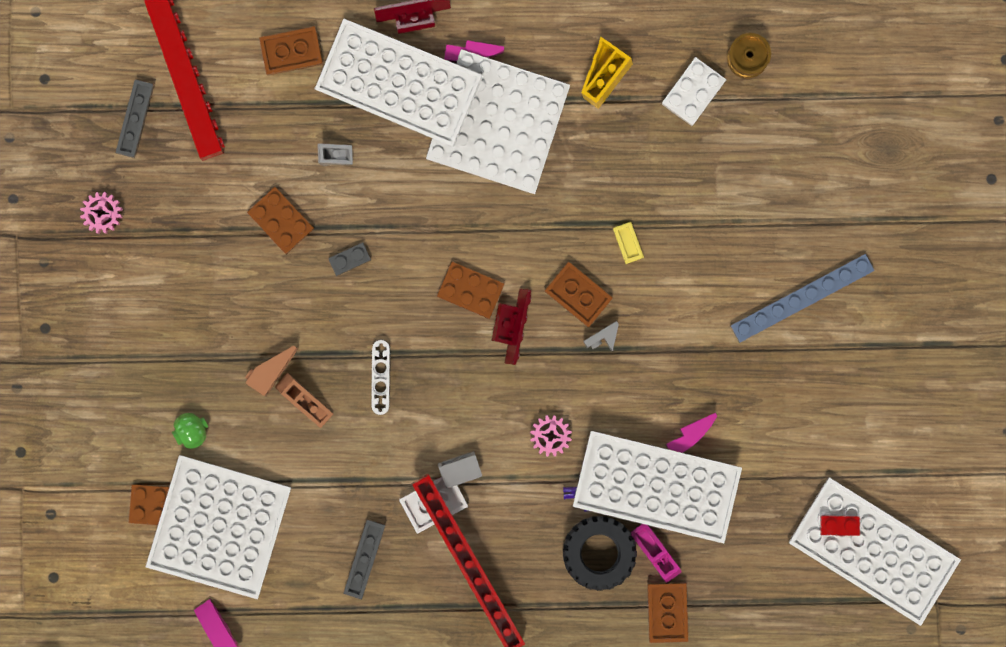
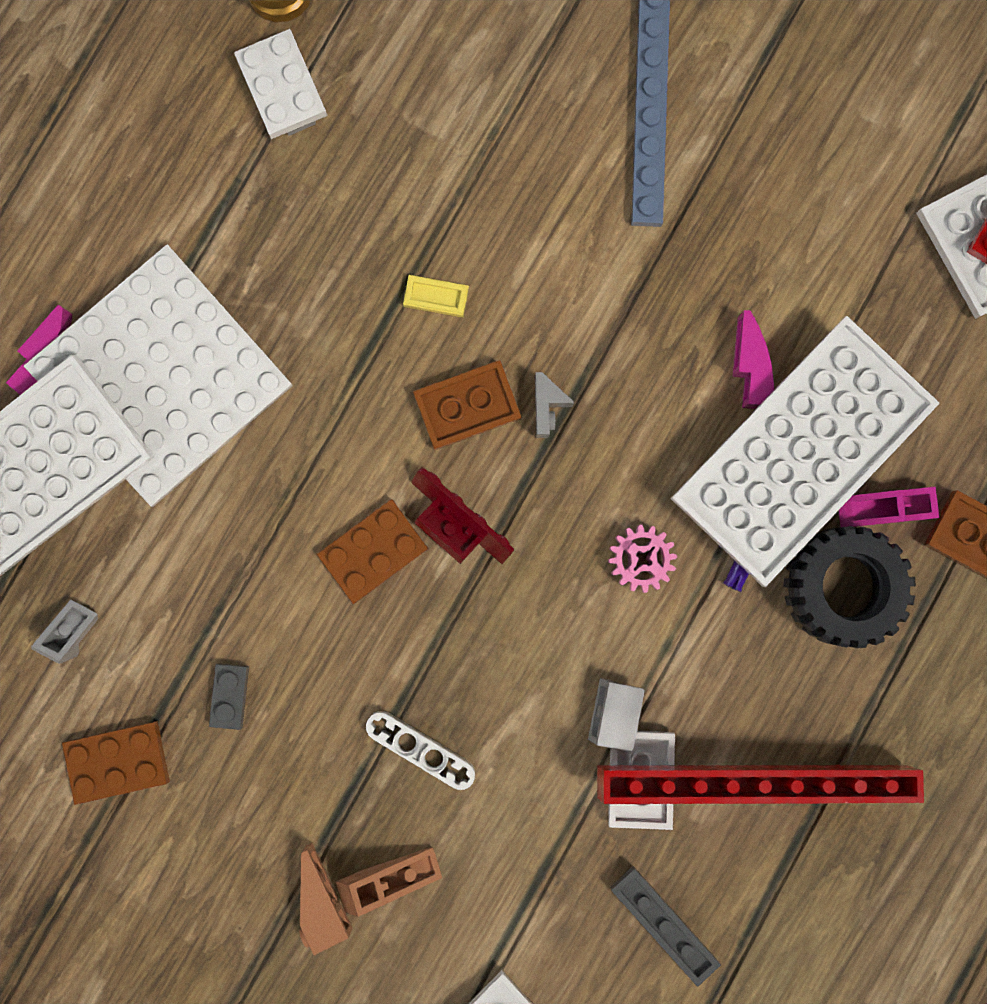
camera: 55 degrees left, 0 degrees up
(605, 73) = (181, 186): yellow wedge -> none

